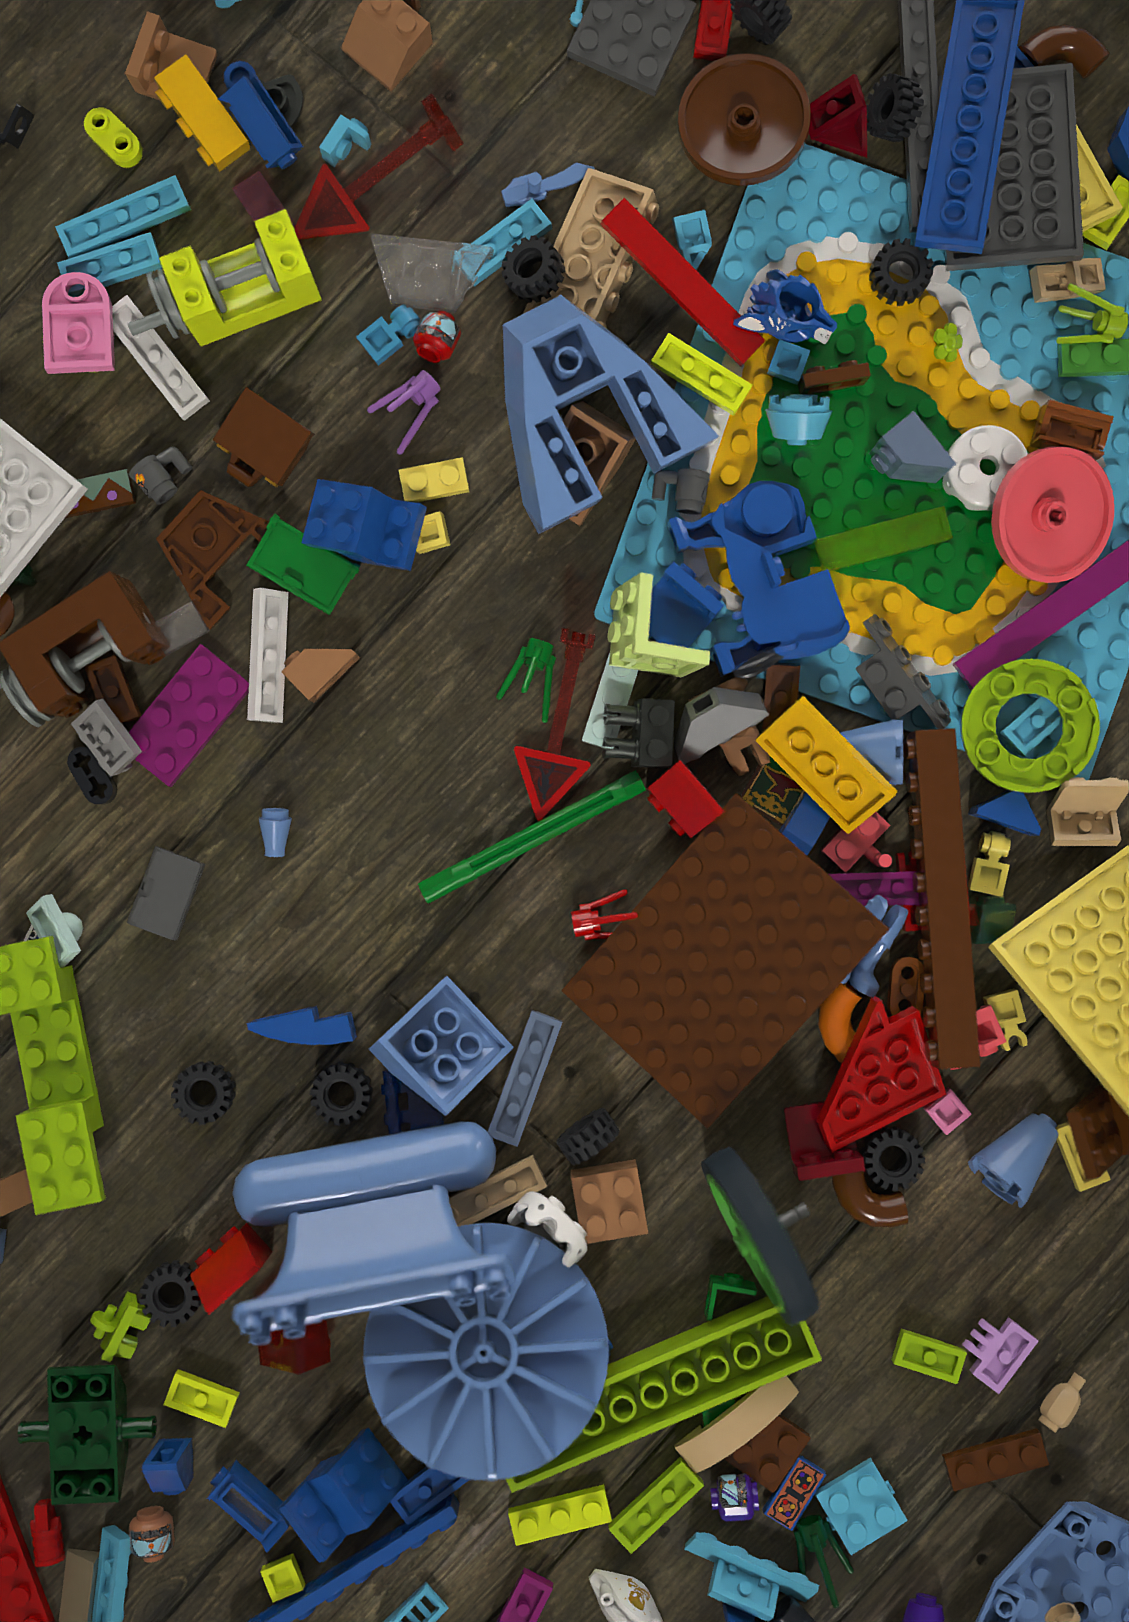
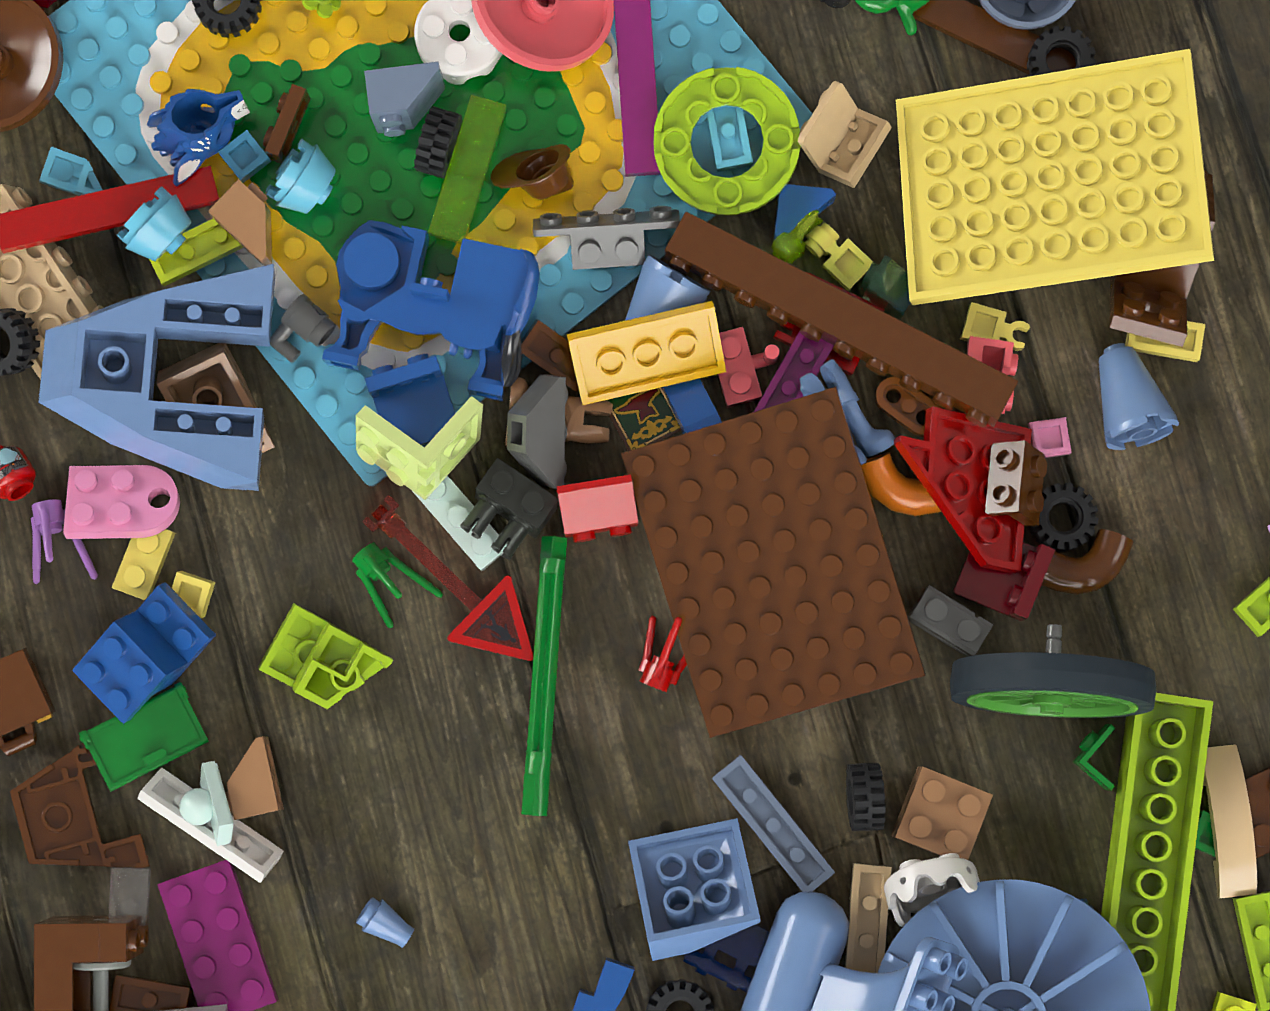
camera: 55 degrees left, 5 degrees down
(280, 645) = (209, 804): none -> light aqua tile
(441, 660) = (320, 658): none -> lime slope
(464, 433) = (118, 502): none -> bright pink plate
(692, 327) = (156, 226): none -> medium azure cone
(740, 393) = (246, 219): none -> medium nougat slope
(759, 1120) = (949, 621): none -> dark grey brick
(891, 503) = (437, 141): none -> black tyre
(899, 1108) = (1016, 482): none -> reddish brown bracket
(915, 594) = (536, 171): none -> reddish brown piece
(976, 825) = (790, 245): none -> clear neon green plate

